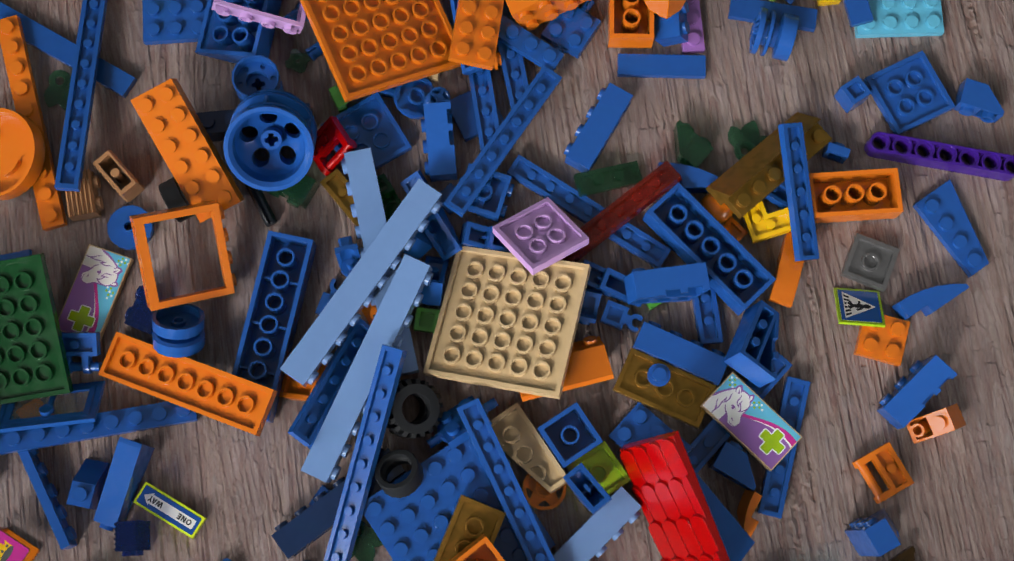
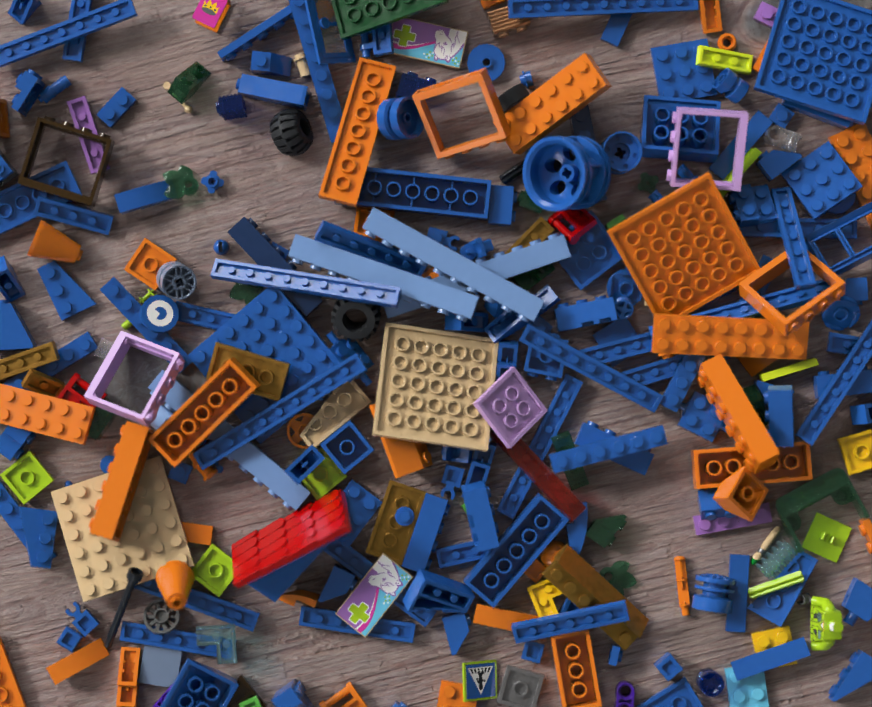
camera: 90 degrees right, 10 degrees up
(96, 445) = (302, 65): none -> tan pin
(118, 176) = (527, 47): medium nougat brick -> none
(154, 181) = (526, 79): none -> blue plate
(169, 510) = (257, 131): tile -> none
(176, 467) = (291, 132): none -> black wheel
(302, 223) = (501, 205): none -> blue brick
(390, 461) = (307, 301): black tyre -> none
(426, 320) = (432, 319): bright green plate -> none
(600, 129) = (608, 449): none -> blue brick
(661, 66) = (678, 498): blue tile -> none
(753, 71) = (682, 584): none -> orange piece
(798, 328) = (456, 629): none -> blue slope
(828, 243) = (532, 651): none -> blue plate
(873, 50) = (710, 682): none -> clear blue wheel

